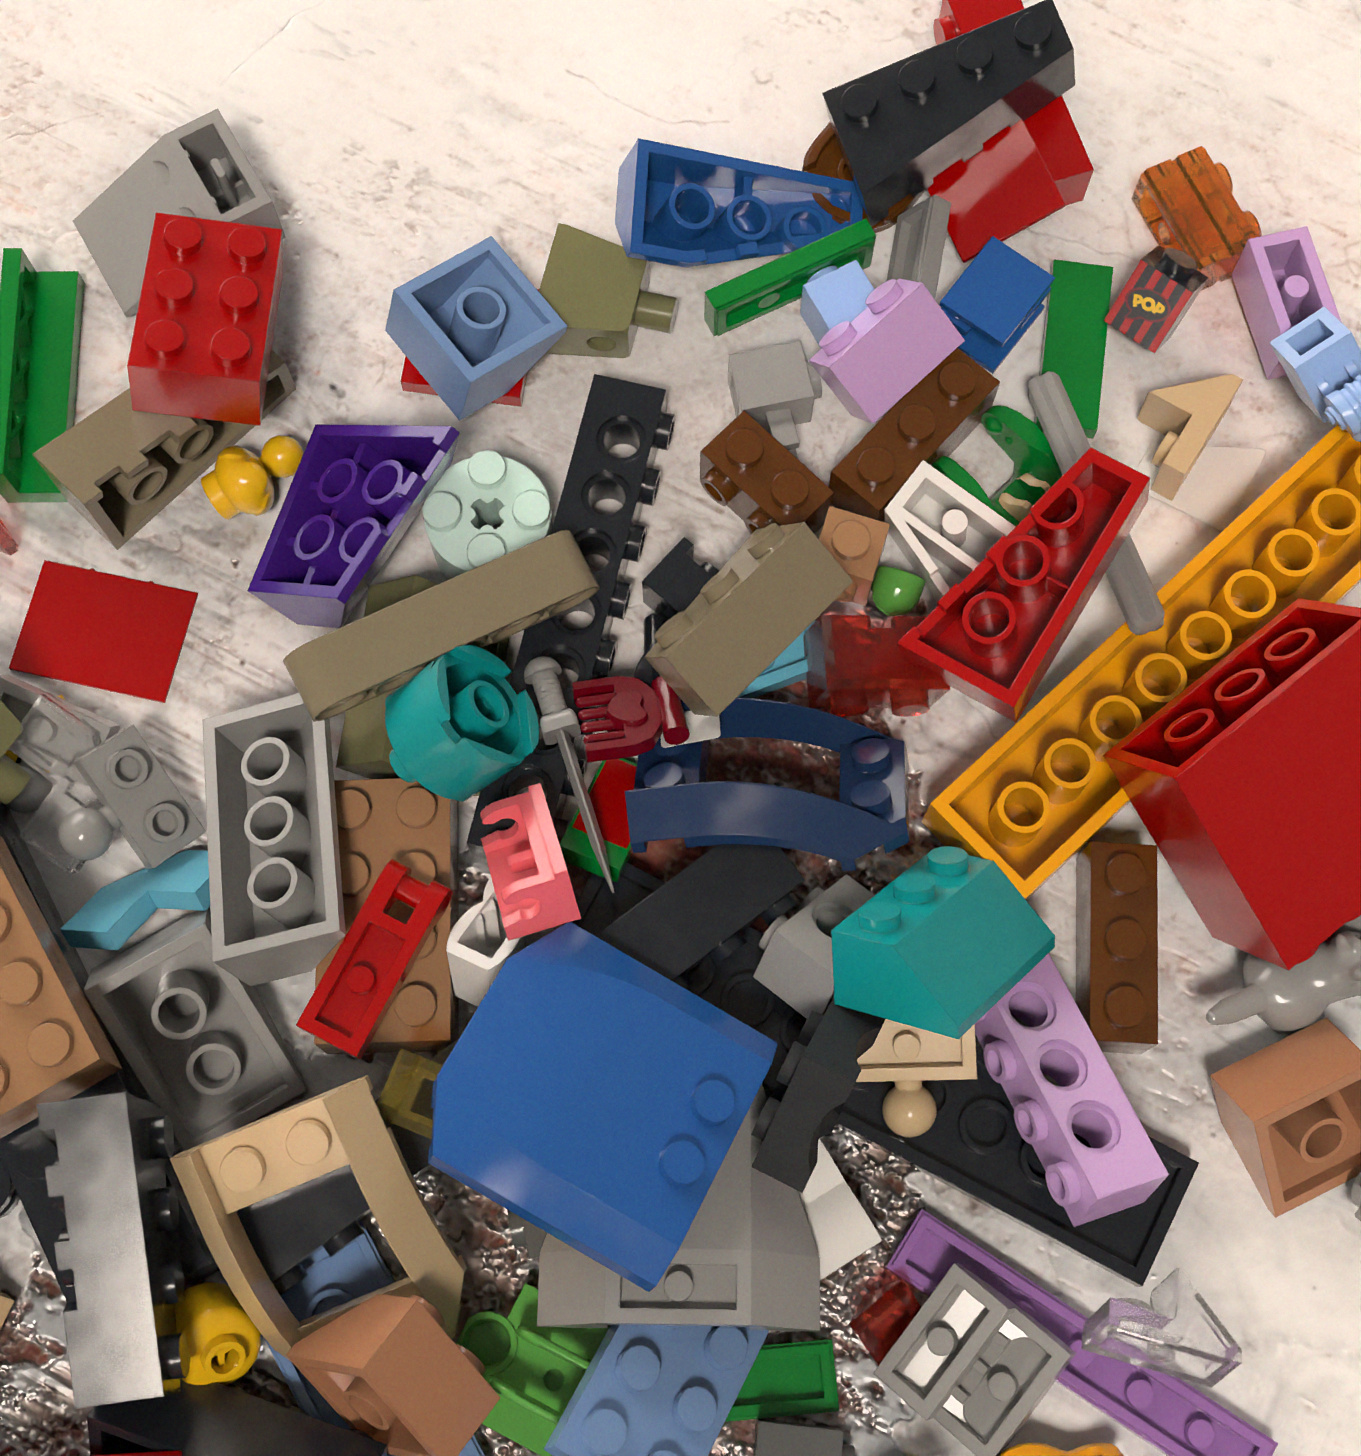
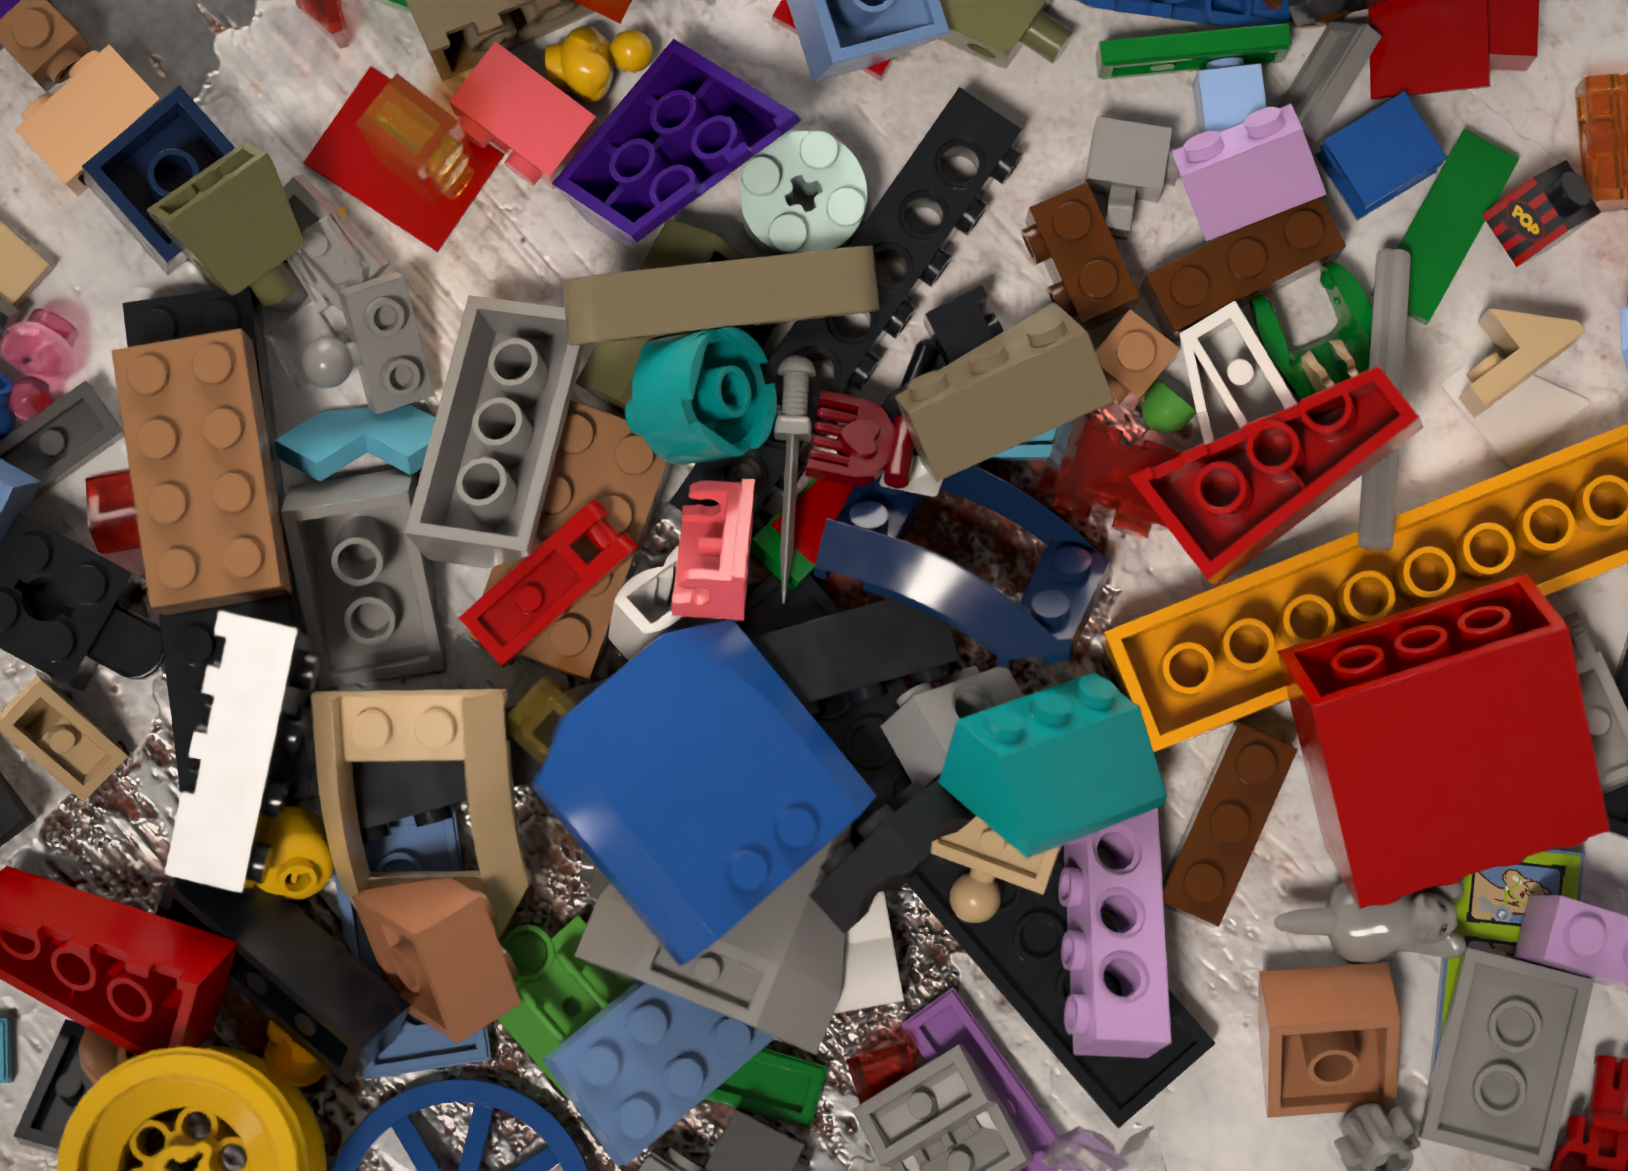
camera: 25 degrees right, 10 degrees up
(100, 591) = (417, 141): none -> brick
(196, 544) = (521, 116): none -> coral brick

